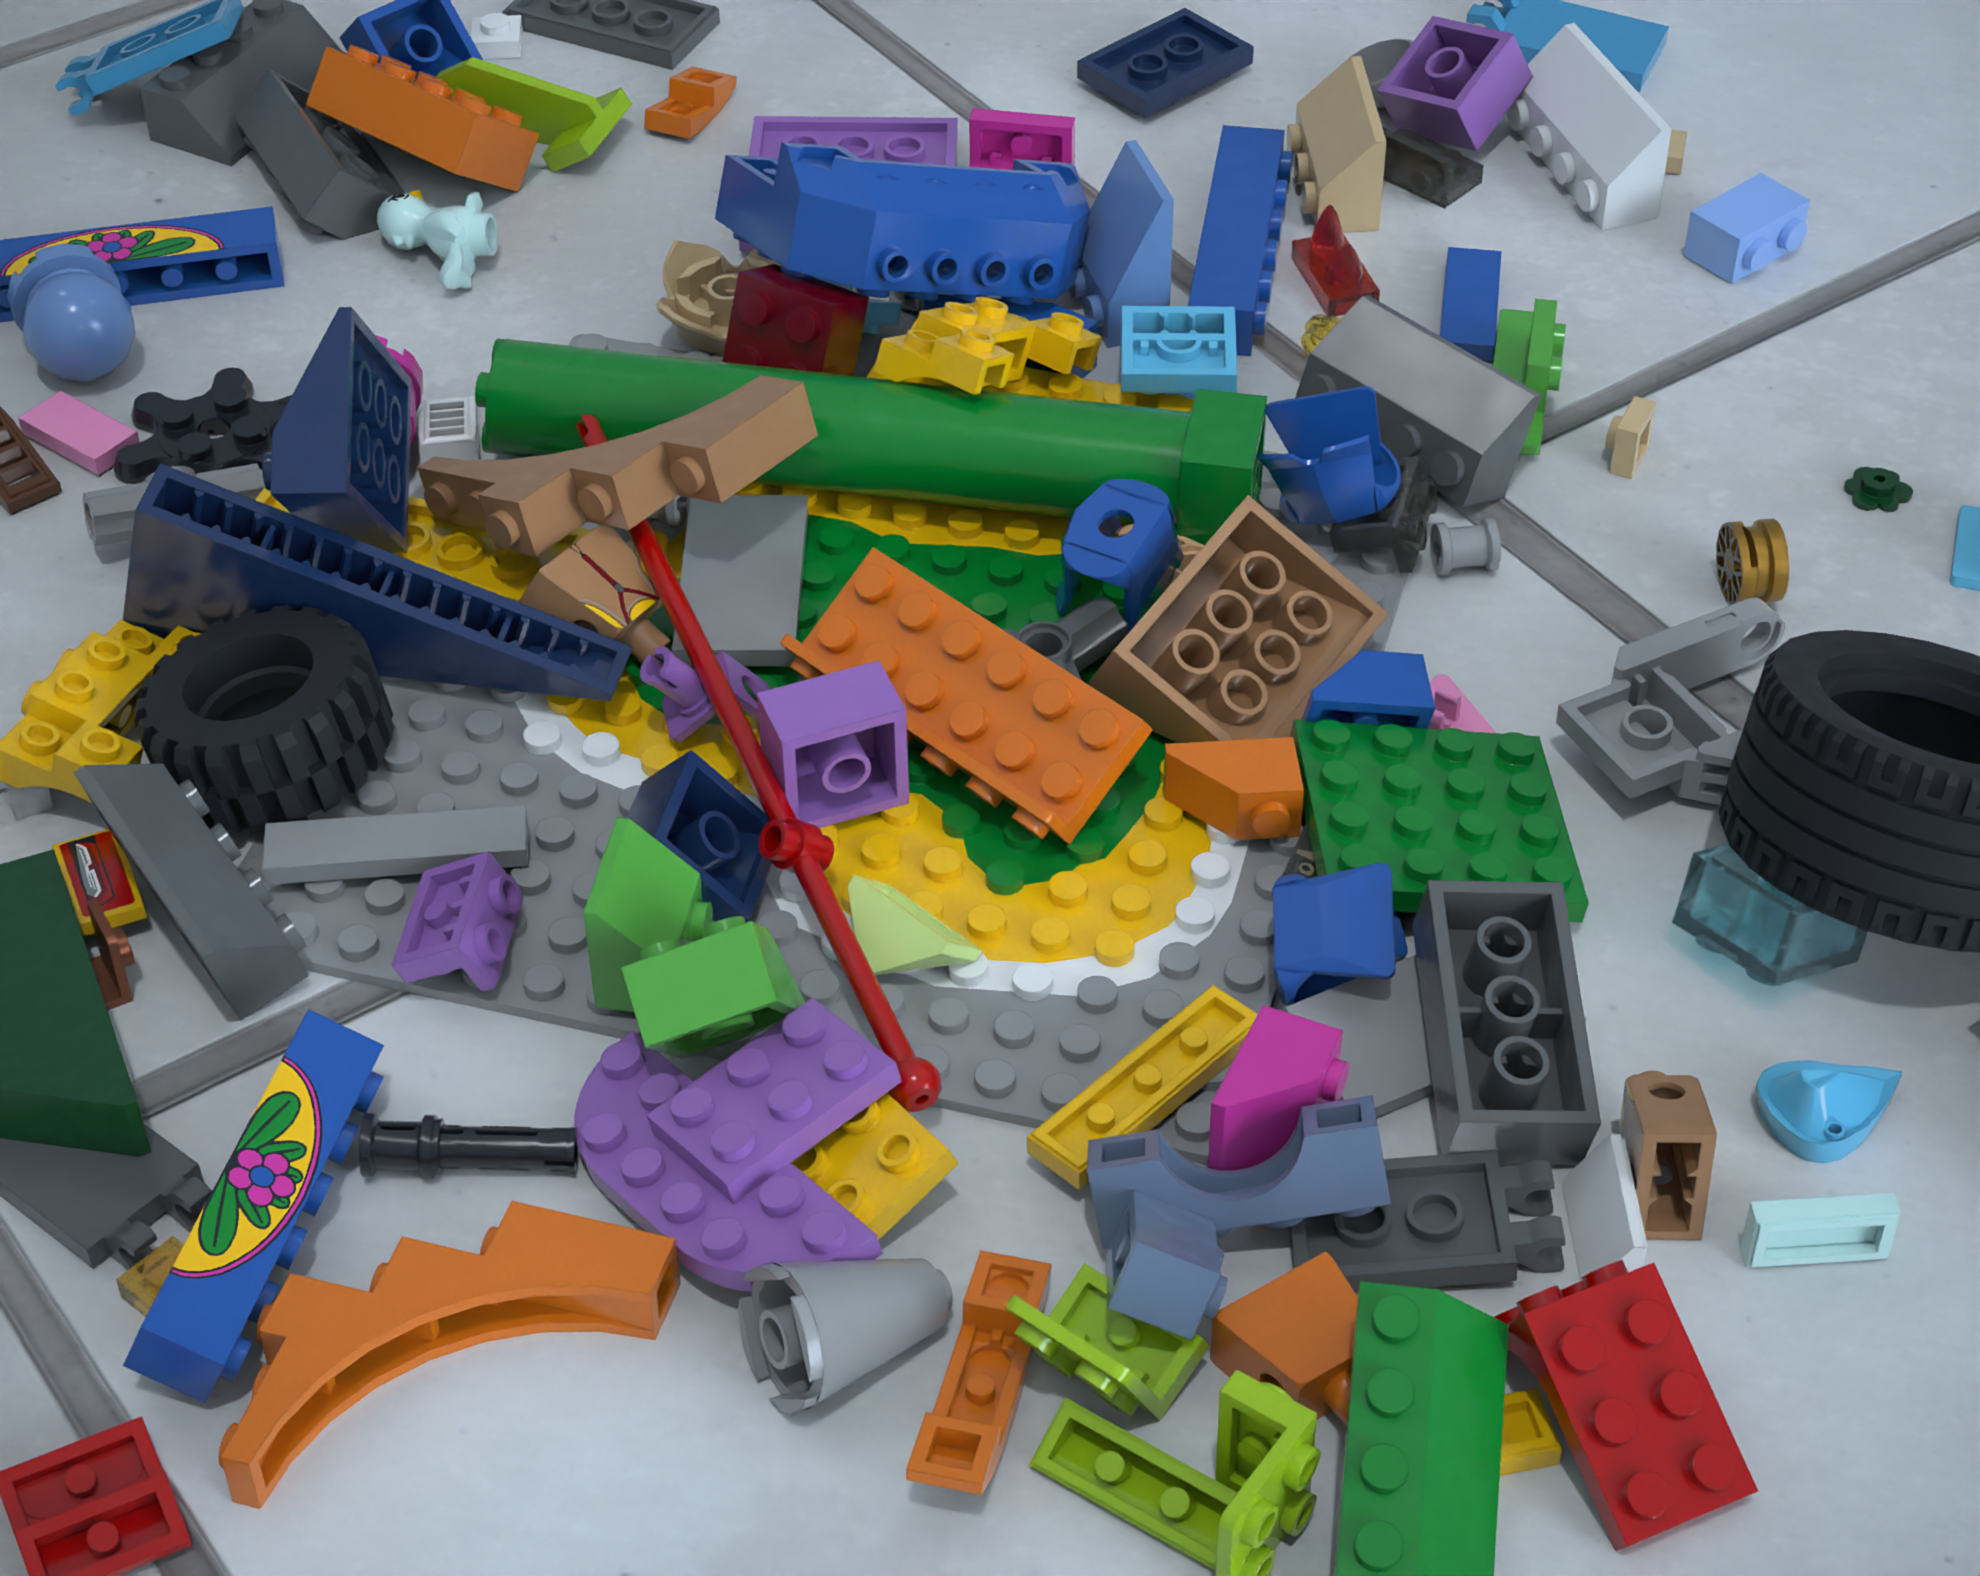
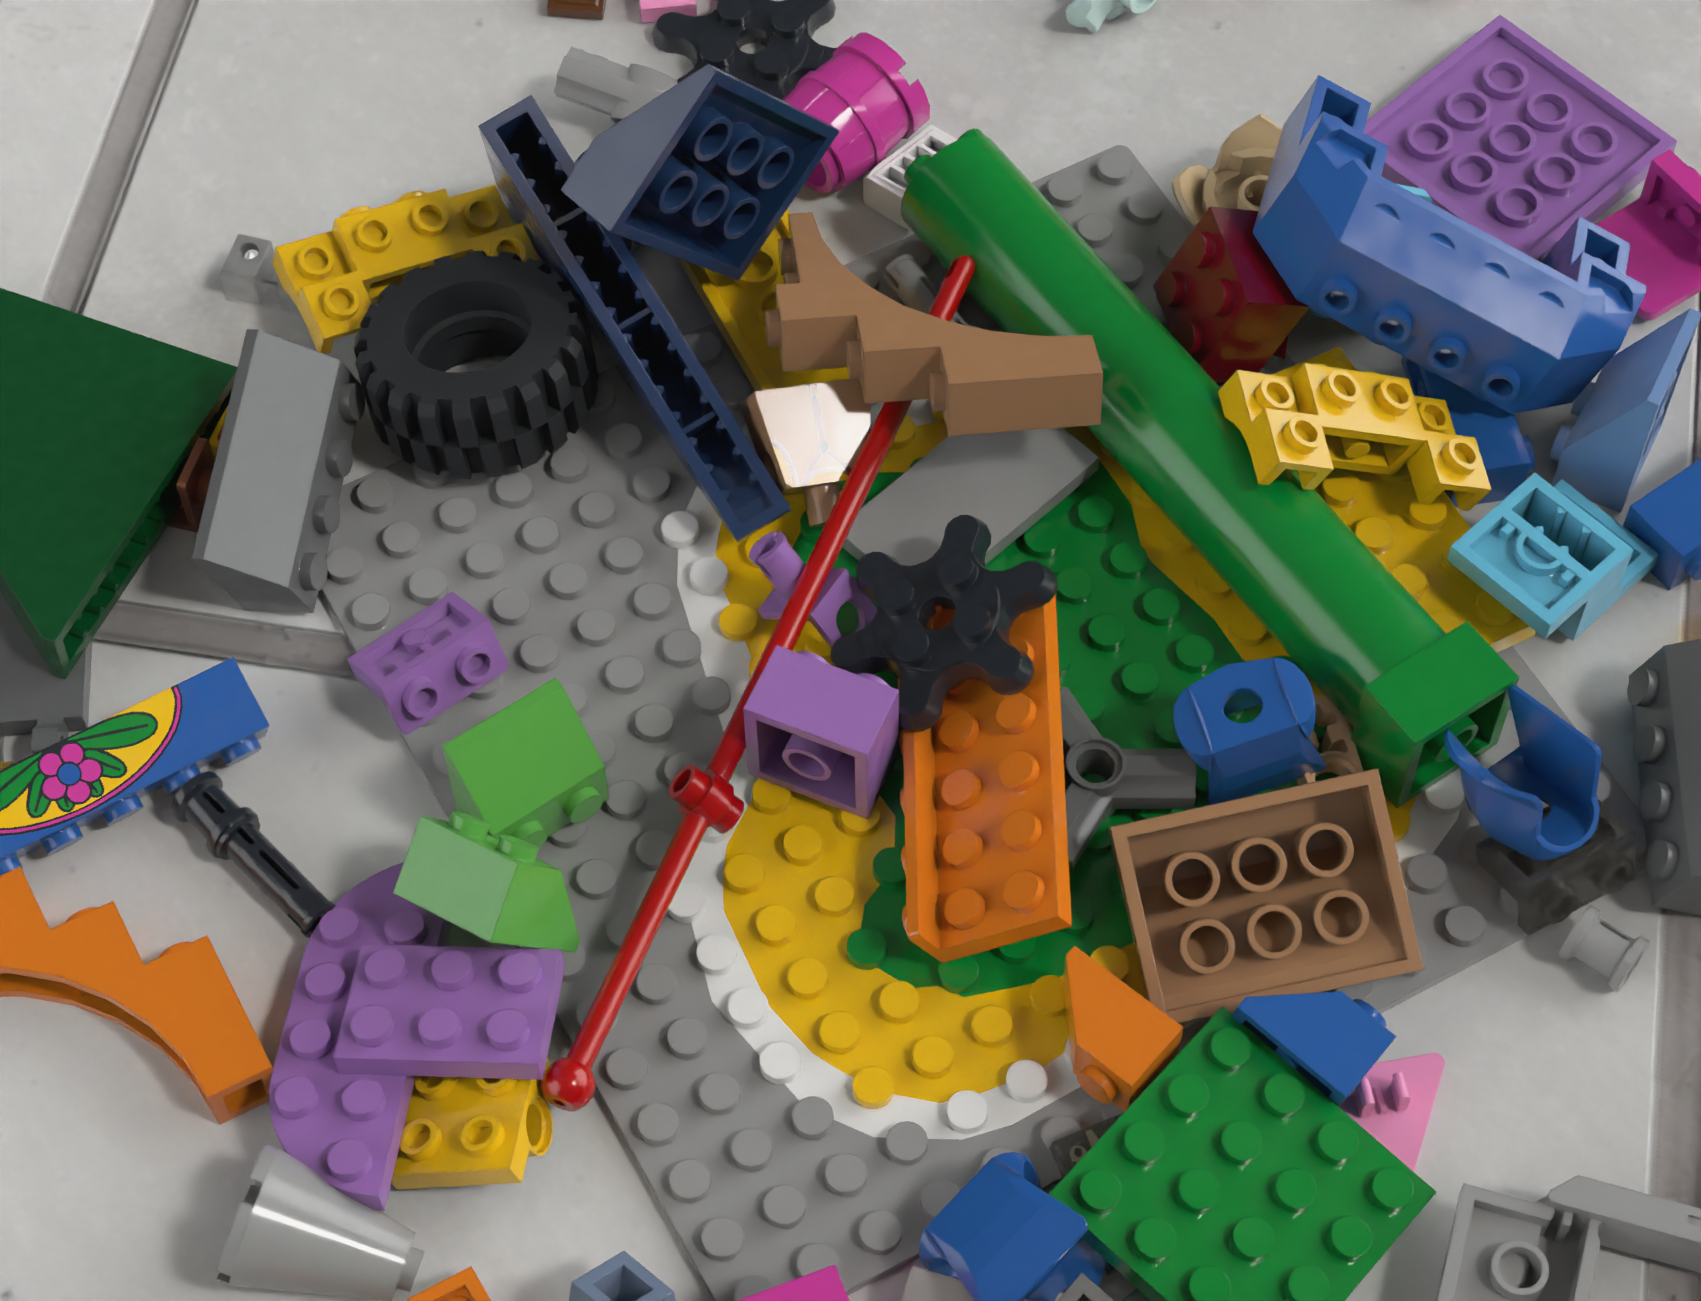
camera: 45 degrees right, 15 degrees up
(391, 843) = (470, 549): light grey tile -> none
(710, 829) = (649, 726): dark blue slope -> none
(824, 592) = (973, 641): none -> black plate
(901, 933) = (723, 935): yellowish green slope -> none
(1145, 1083) = (748, 1234): yellow tile -> none

